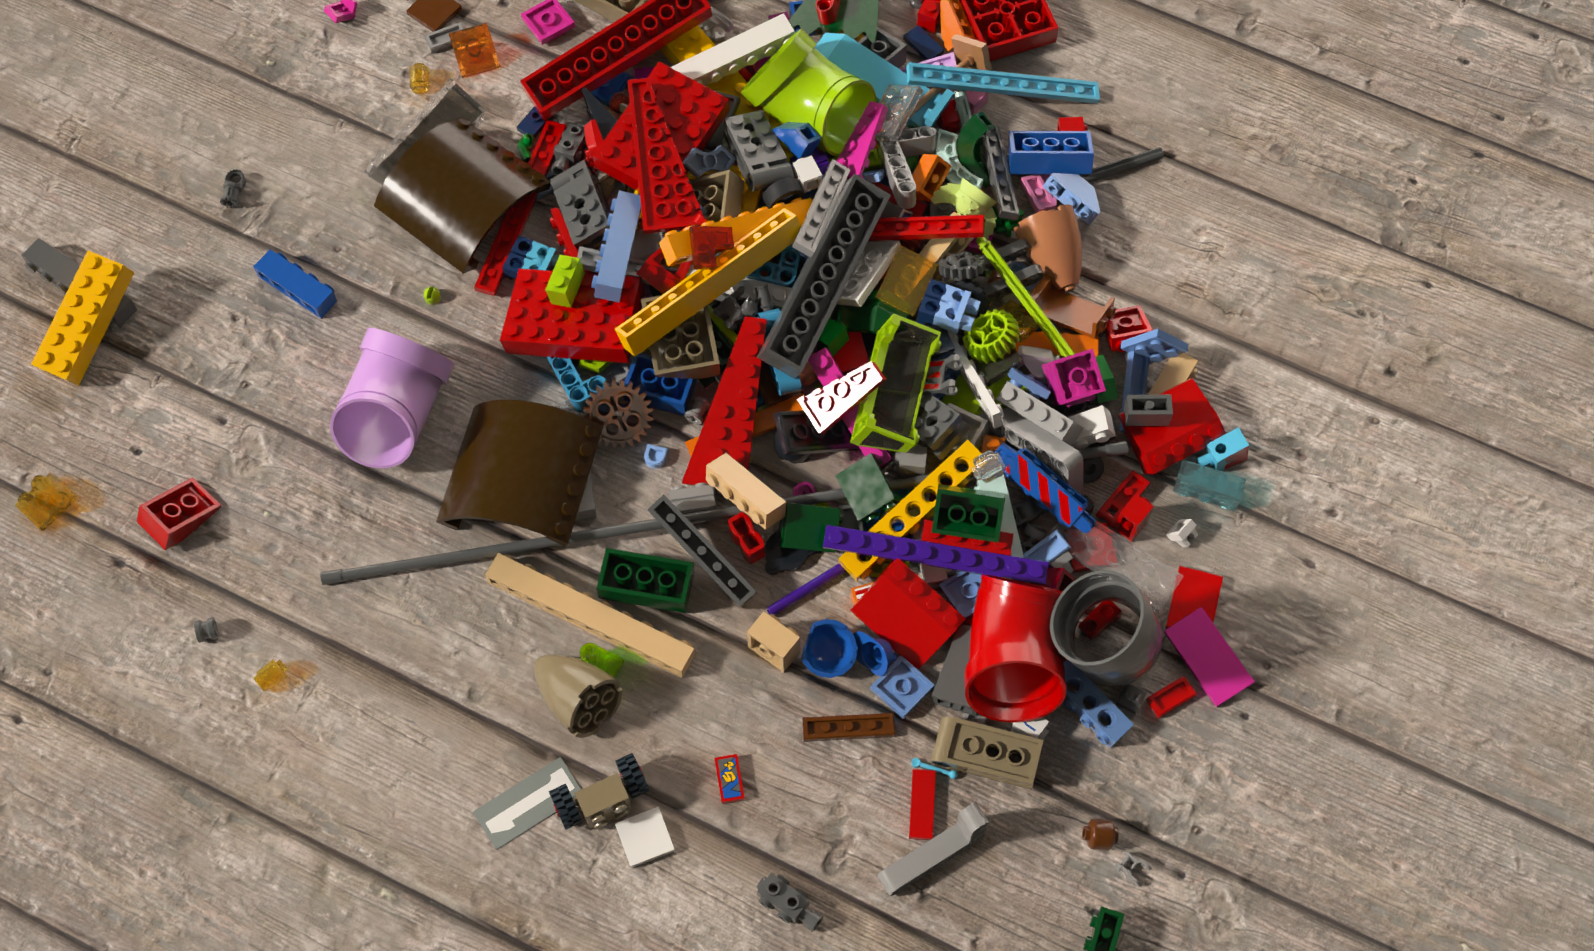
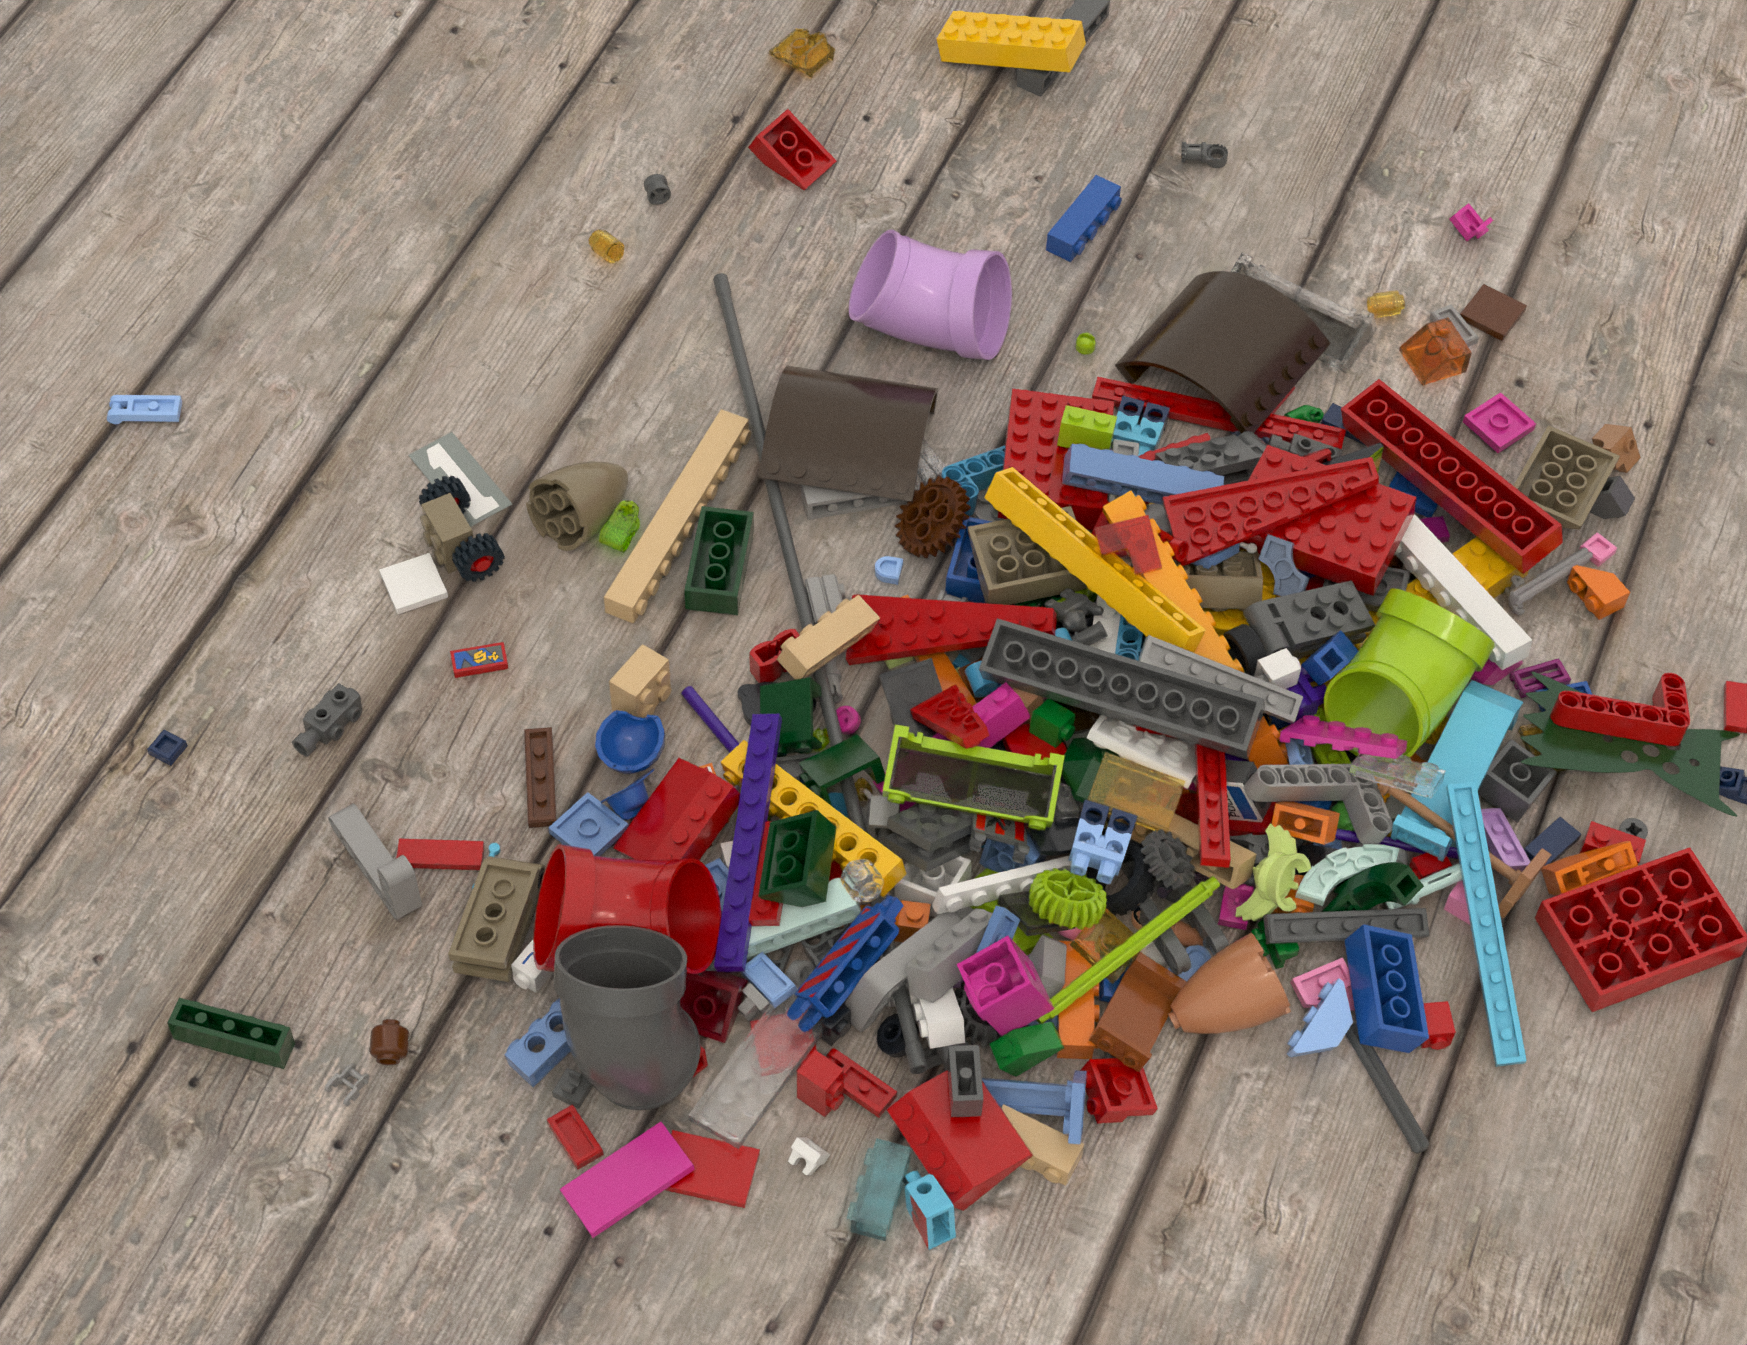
camera: 85 degrees right, 10 degrees down
(702, 551) = (751, 604): dark grey brick -> none

